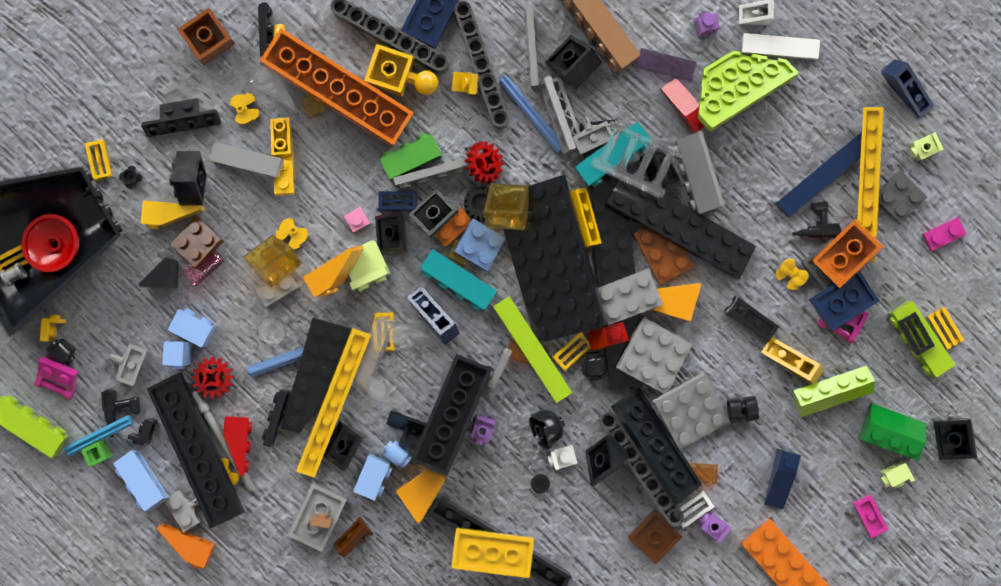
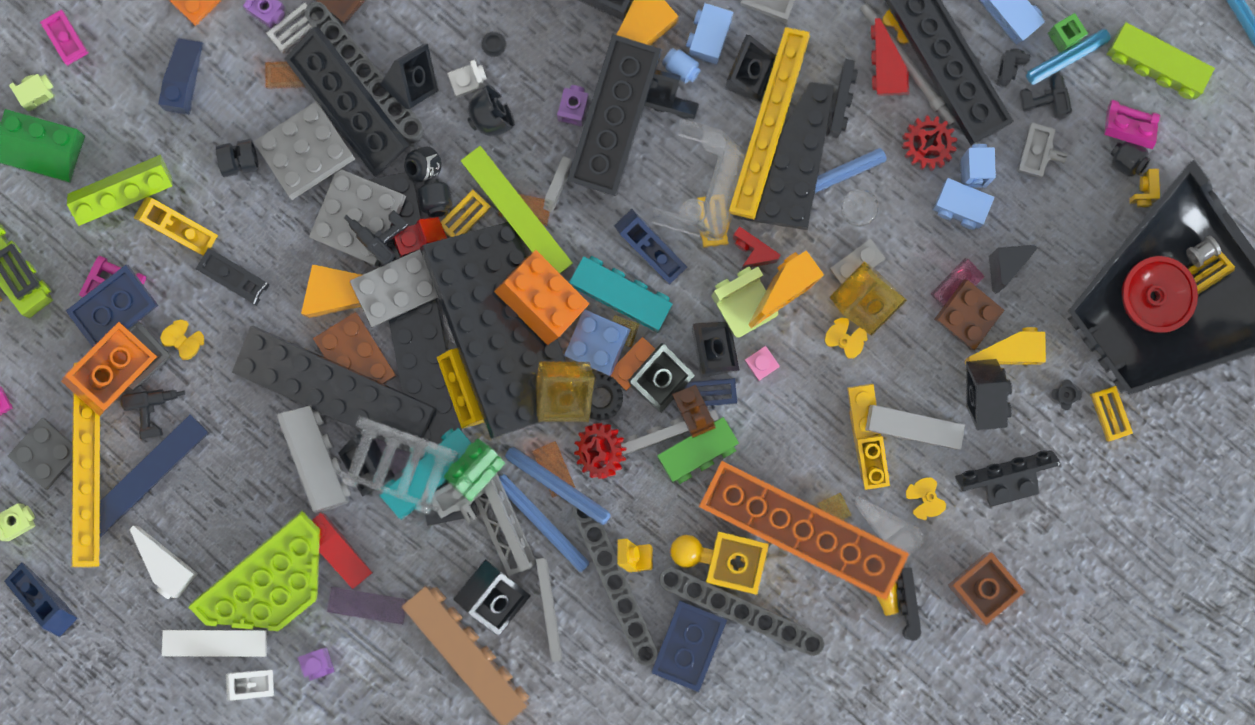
camera: 170 degrees right, 5 degrees down
(350, 302) = (760, 254): none -> red slope
(411, 185) = (694, 411): none -> reddish brown plate
(516, 137) = (558, 485): none -> medium blue axle
(518, 280) = (542, 297): none -> orange brick
(520, 153) = (551, 459): none -> clear orange tile
(579, 151) = (473, 469): none -> brick
(601, 392) = (422, 164): none -> black head
(641, 331) = (377, 242): none -> black piece
(815, 105) = (164, 567): none -> white slope

